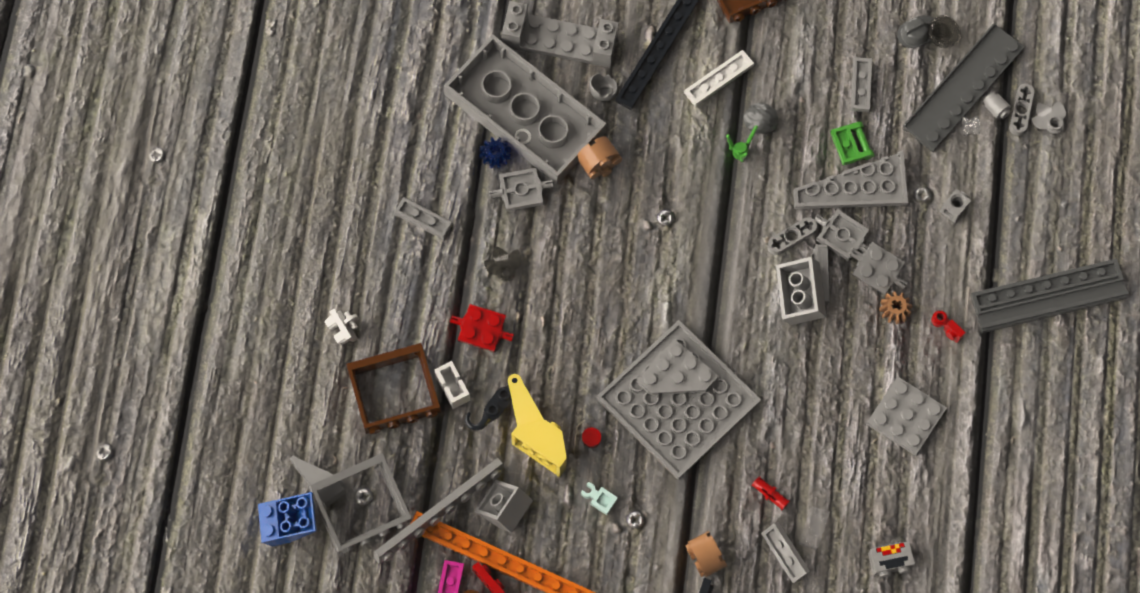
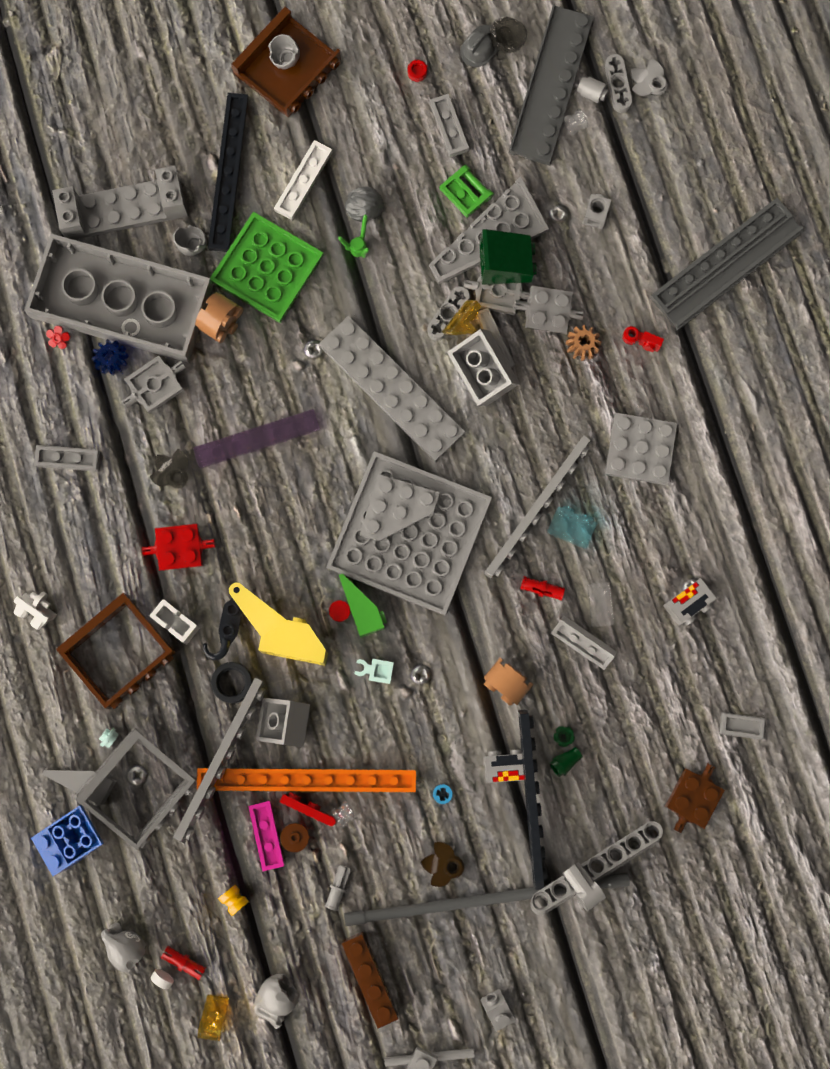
camera: 25 degrees left, 10 degrees up
(355, 454) = (108, 737): none -> light aqua plate
(460, 119) = (57, 337): none -> plant
(474, 440) = (216, 679): none -> black tyre
(585, 269) = (256, 439): none -> clear purple tile
(612, 446) = (364, 611): none -> bright green slope
(656, 135) = (266, 267): none -> bright green plate
(717, 277) = (391, 389): none -> light grey plate
(789, 429) = (533, 514): none -> light grey plate
(798, 247) = (460, 323): none -> clear yellow slope
(818, 454) = (572, 527): none -> clear light blue bracket
(854, 29) = (417, 70): none -> red tile
(860, 210) = (506, 257): none -> dark green slope

